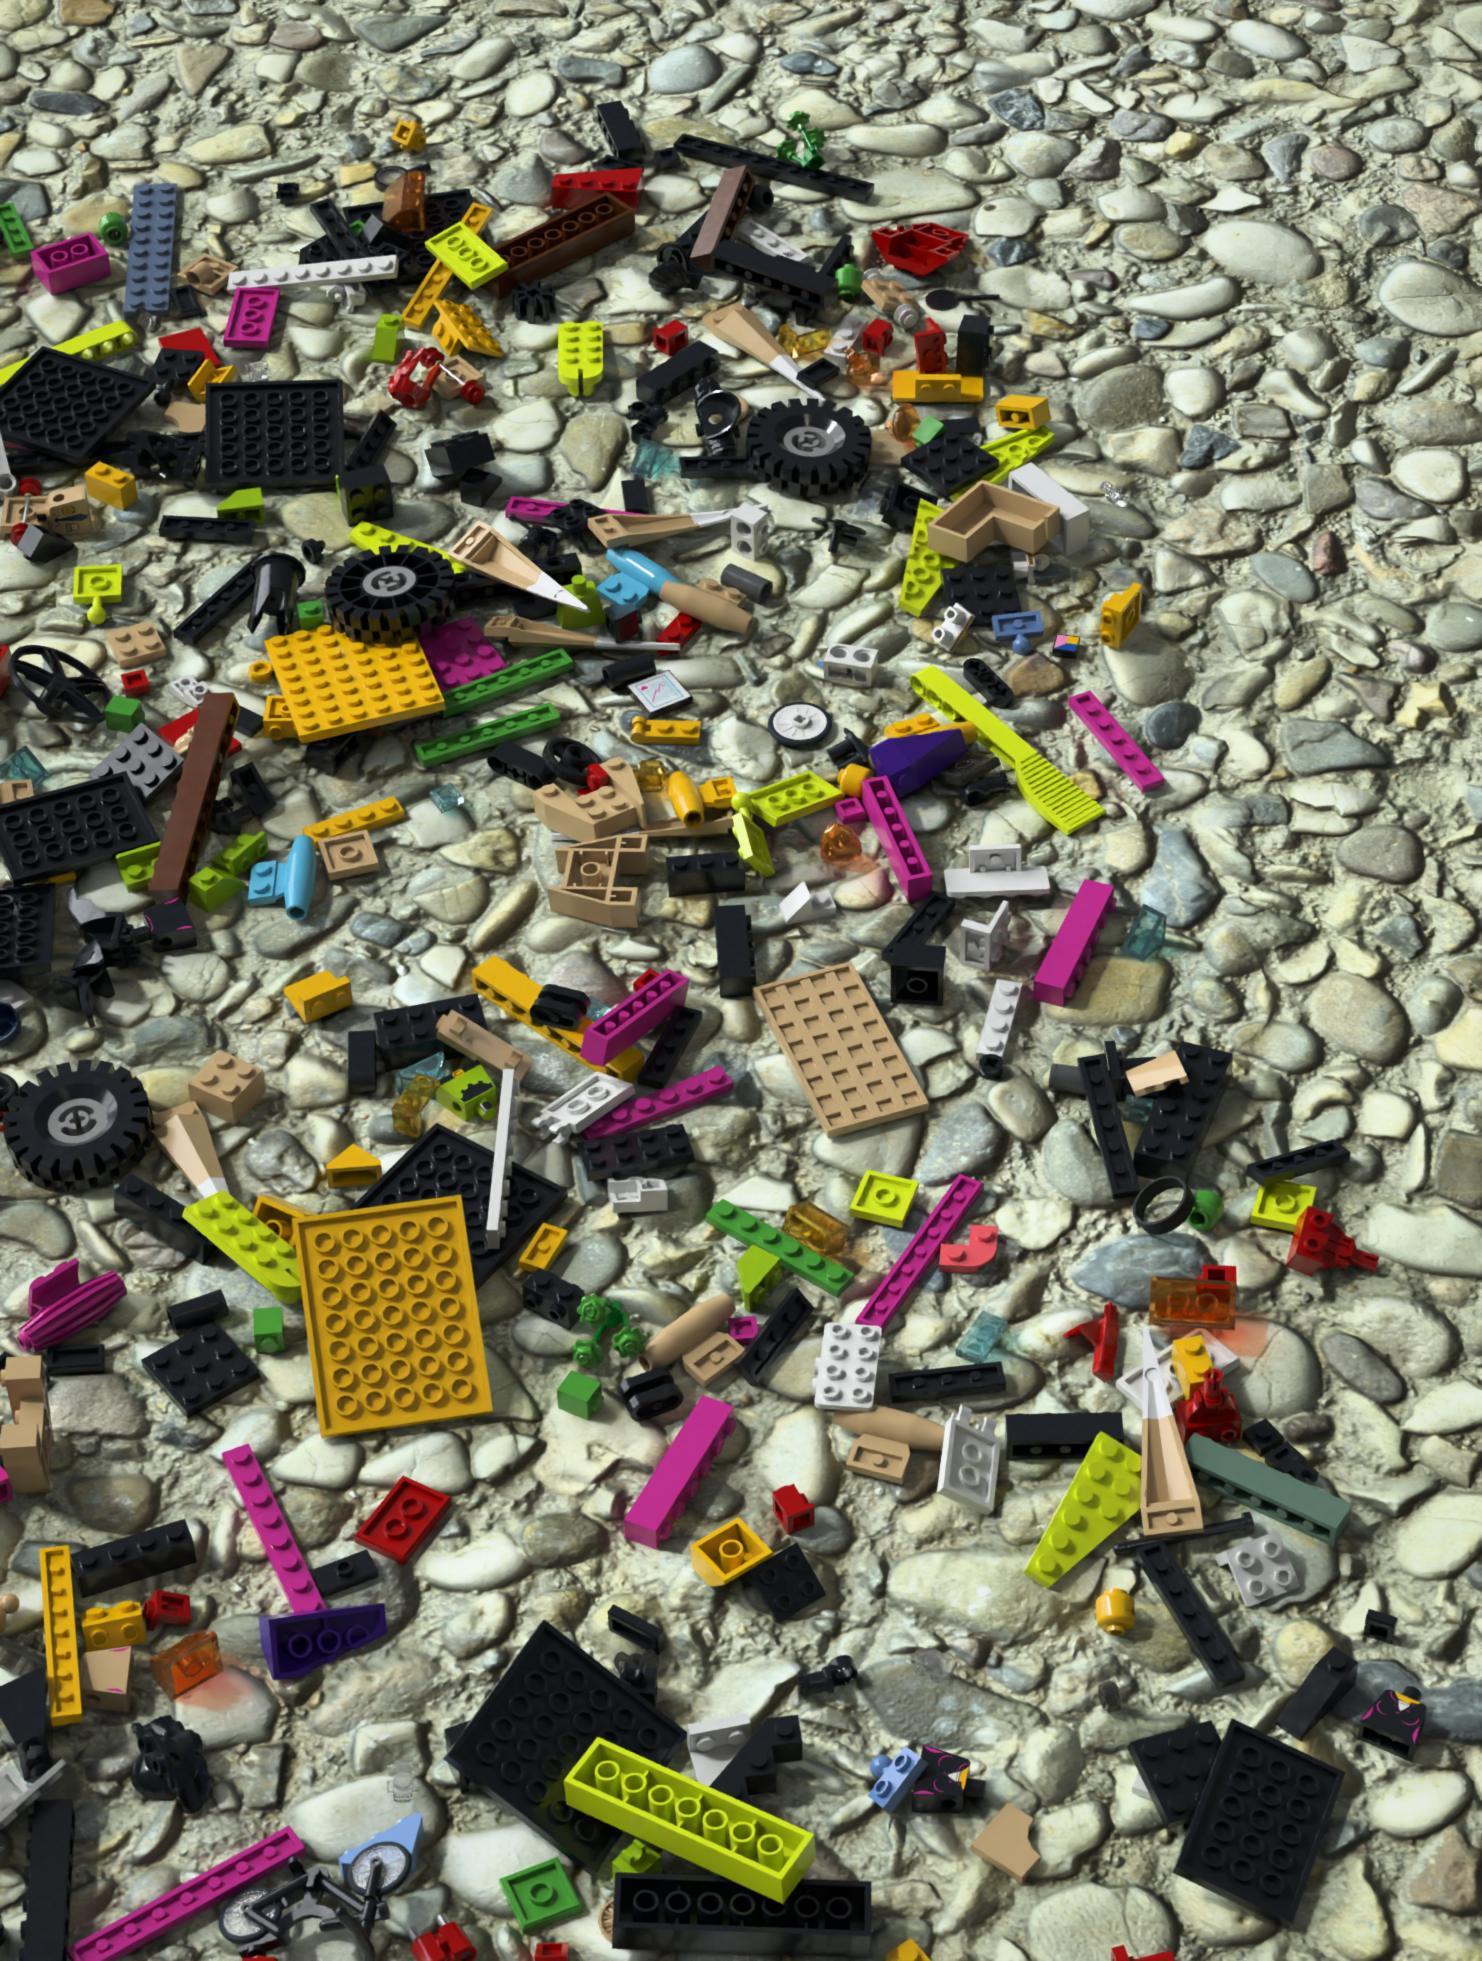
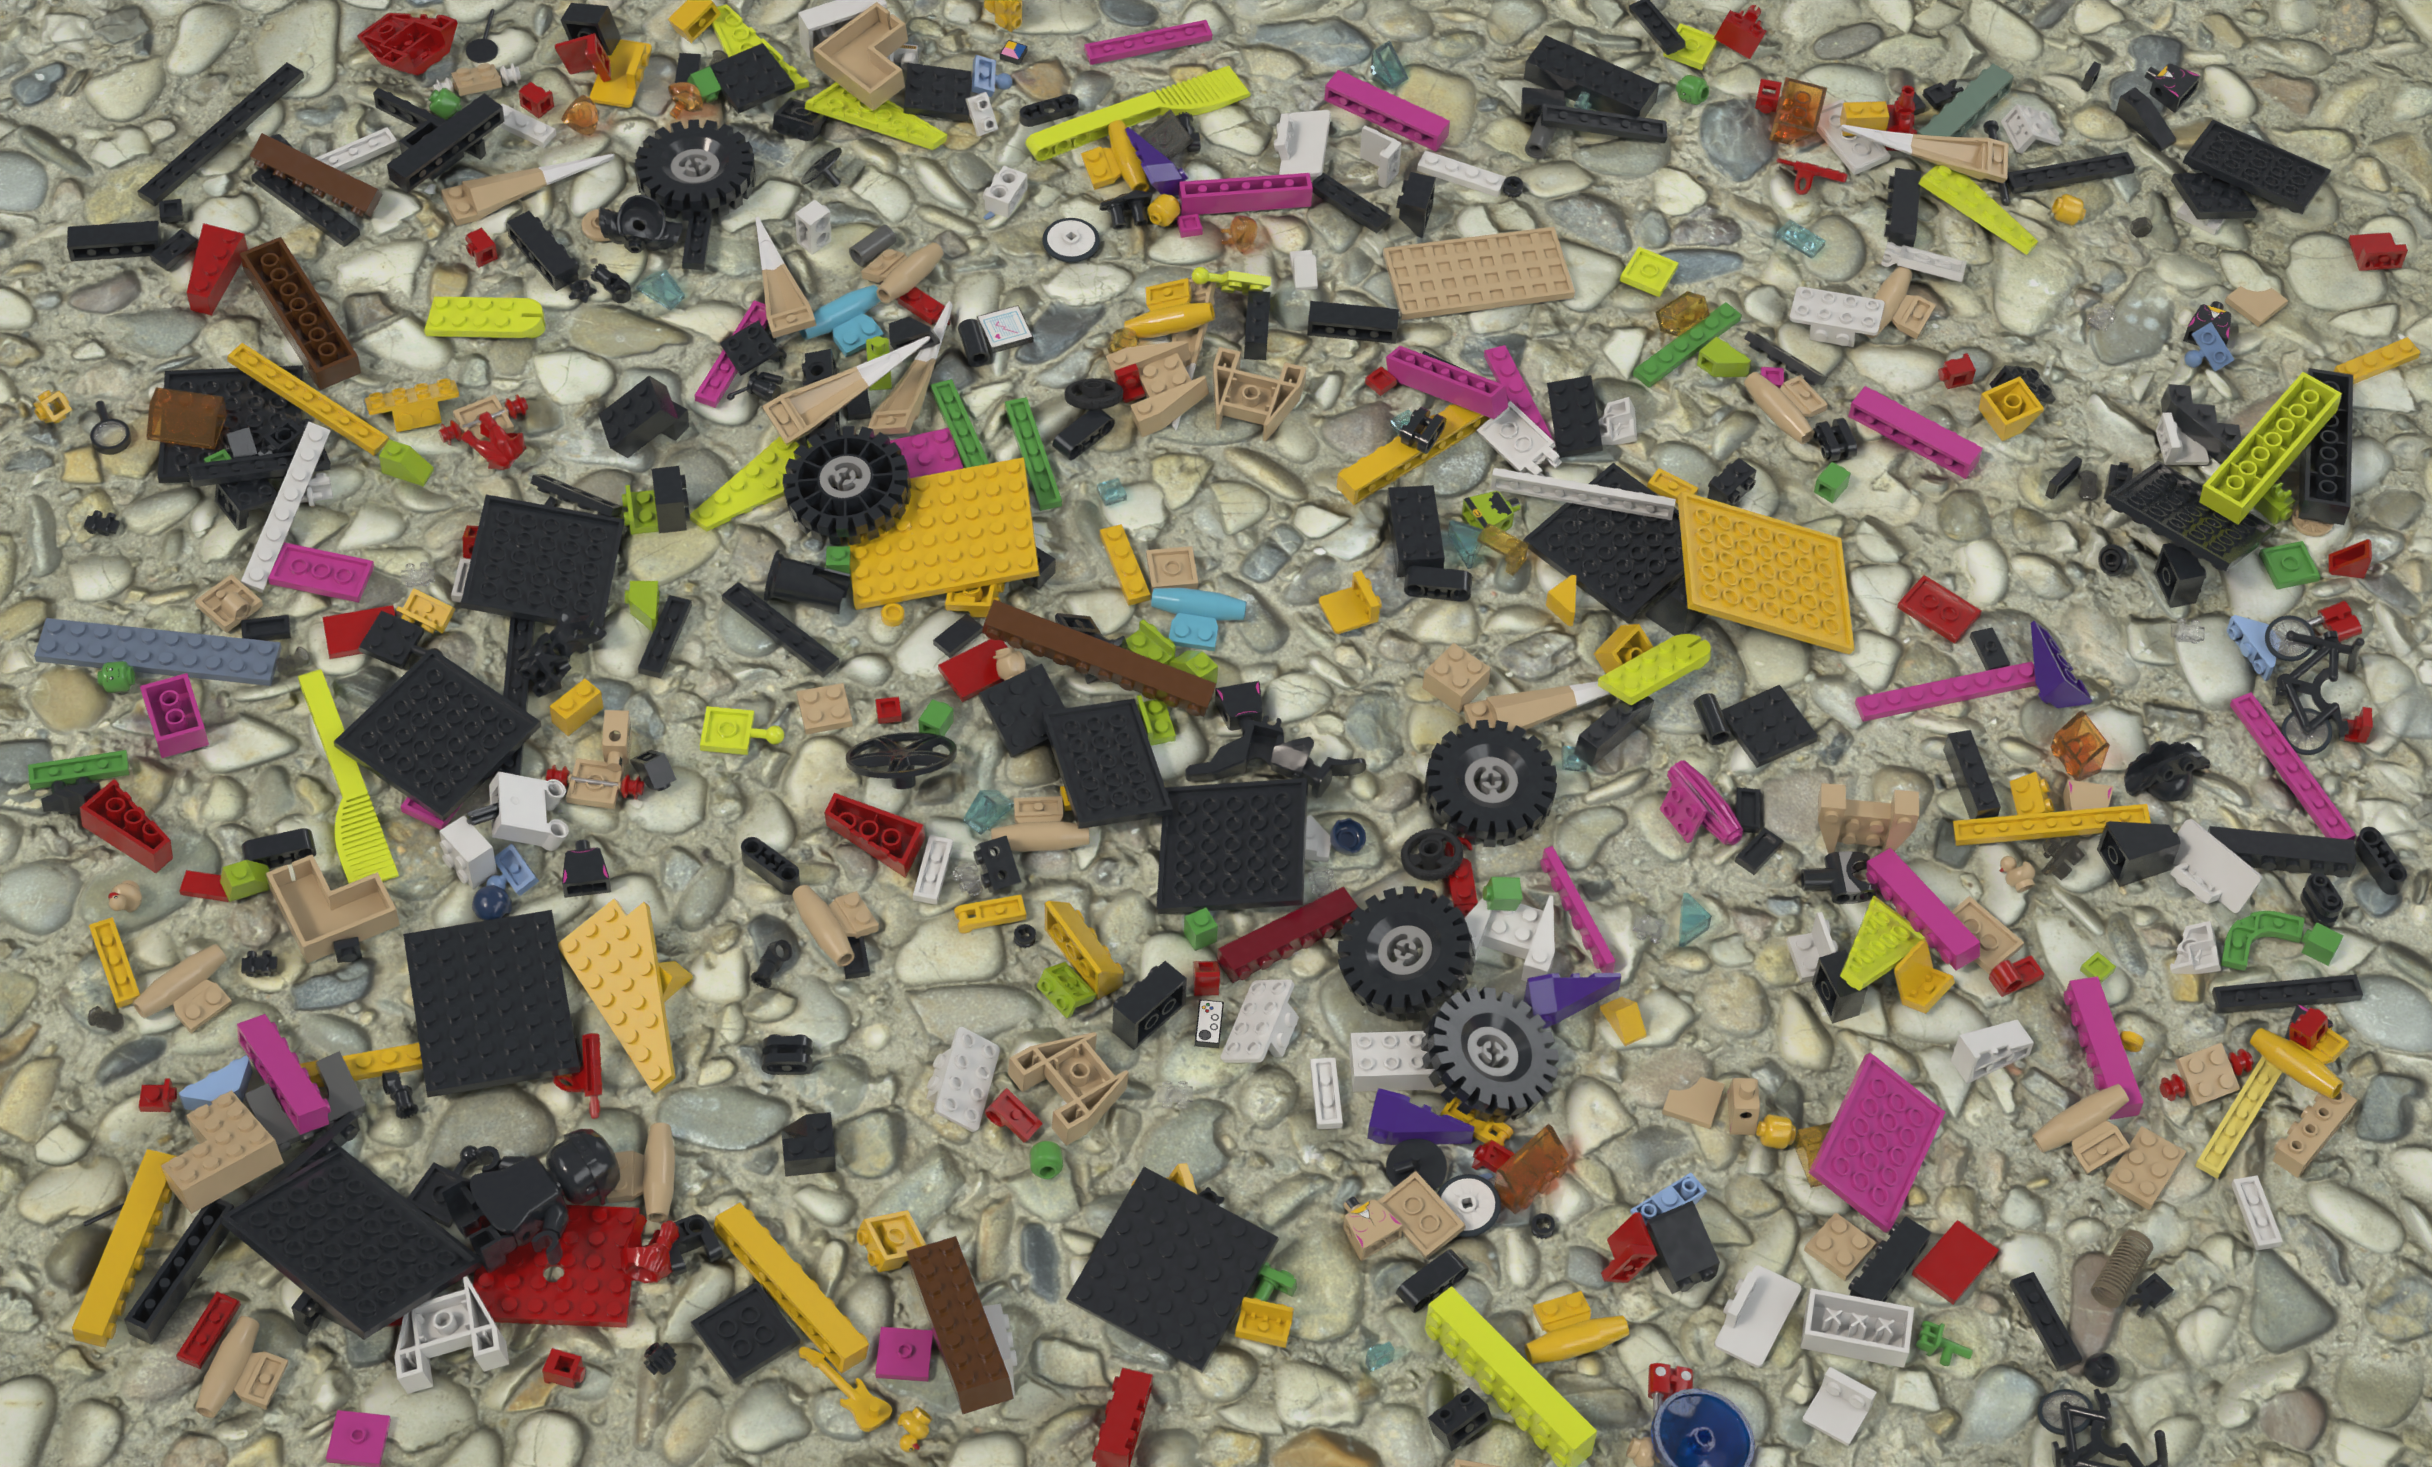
camera: 85 degrees left, 10 degrees up
(167, 1608) = (2021, 761): red bracket -> none
(186, 416) = (474, 638): tan tile -> none
(189, 690) = (913, 668): white slope -> none
(269, 1329) = (1739, 673): bright green brick -> none
(313, 550) = (727, 555): black tile -> none
(466, 255) = (313, 373): neon yellow tile -> none
(482, 1046) = (1458, 487): tan brick -> none
(534, 301) = (382, 343): black gear -> none
(606, 1314) = (1778, 446): bright green plant -> none
(635, 496) = (715, 309): black tile -> none
(665, 731) = (1057, 330): yellow plate -> none
(674, 270) = (369, 219): black animal -> none
(793, 798) = (1177, 252): neon yellow tile -> none
(805, 343) = (521, 160): clear yellow bracket -> none
(812, 139) = (196, 89): bright green plant -> none
(818, 373) = (576, 150): black tile -> none
(828, 1677) = (2114, 376): black connector -> none
(920, 1253) = (1706, 263): dark pink tile -> none
(946, 1382) = (1842, 262): black plate -> none
(968, 1258) = (1711, 228): coral plate -> none
(1153, 1189) = (1683, 87): black tyre -> none
(1156, 1074) = (1567, 77): tan slope -> none

